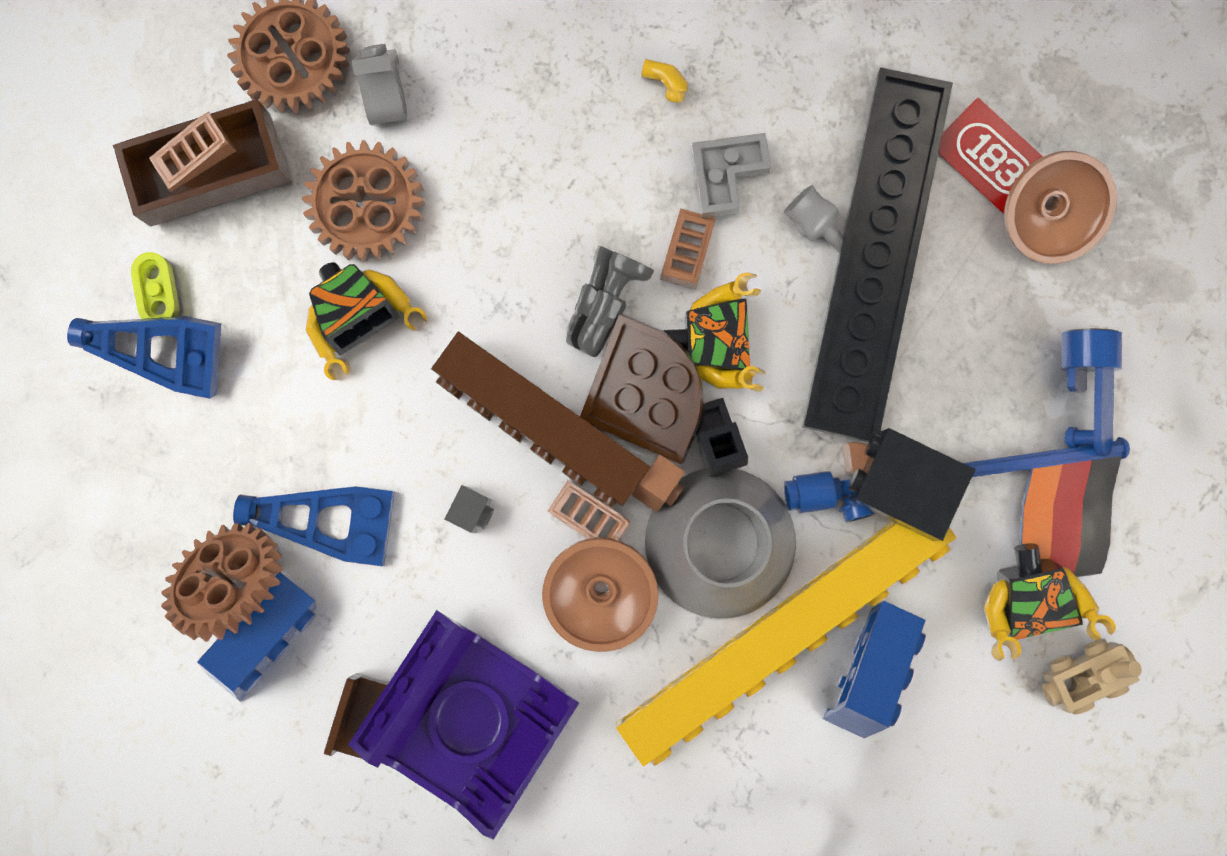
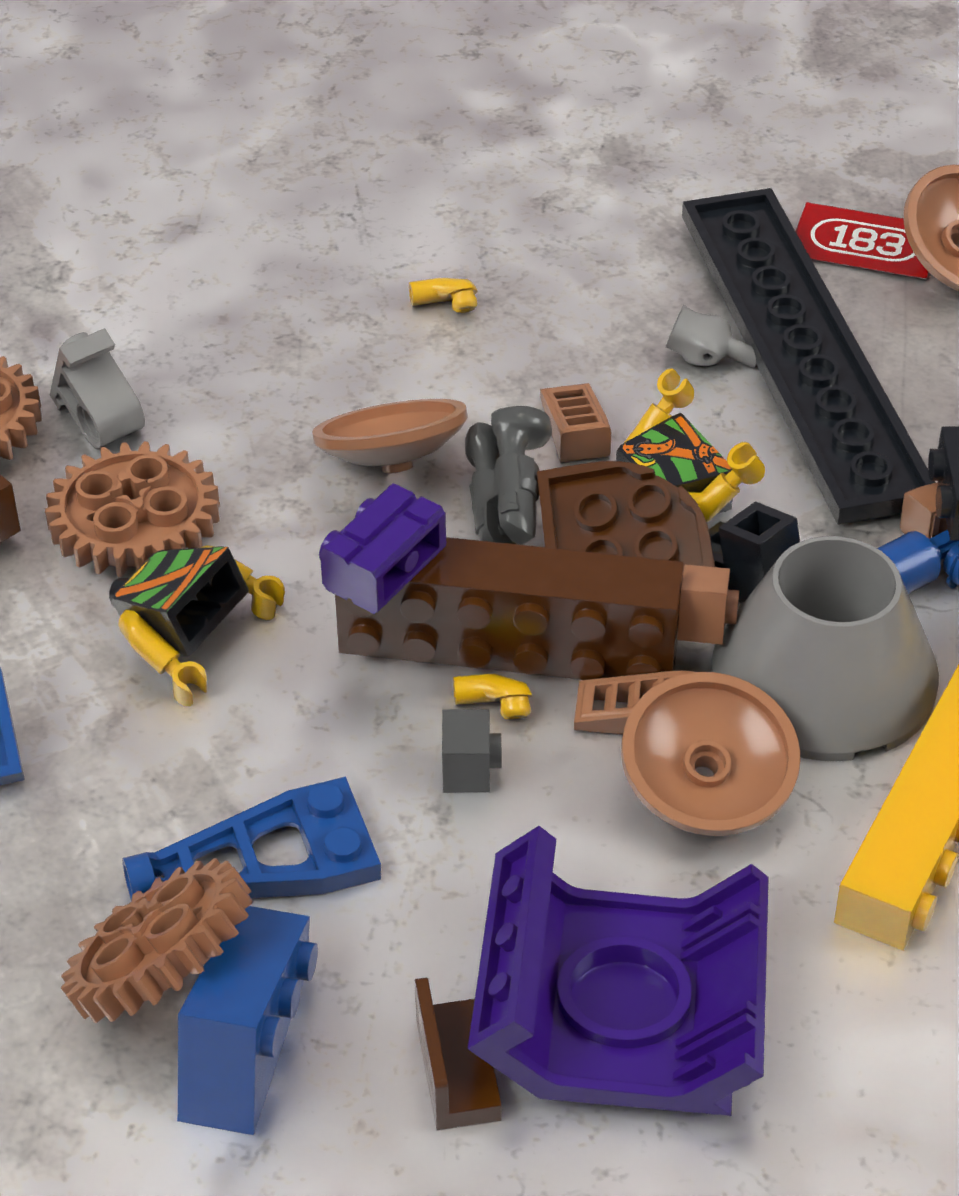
camera: 30 degrees left, 40 degrees down
(460, 376) = (382, 547): none -> dark purple brick
(515, 464) = (494, 688): none -> yellow arm
(552, 214) = (391, 432): none -> nougat dish
(721, 162) = (569, 336): light grey plate -> none

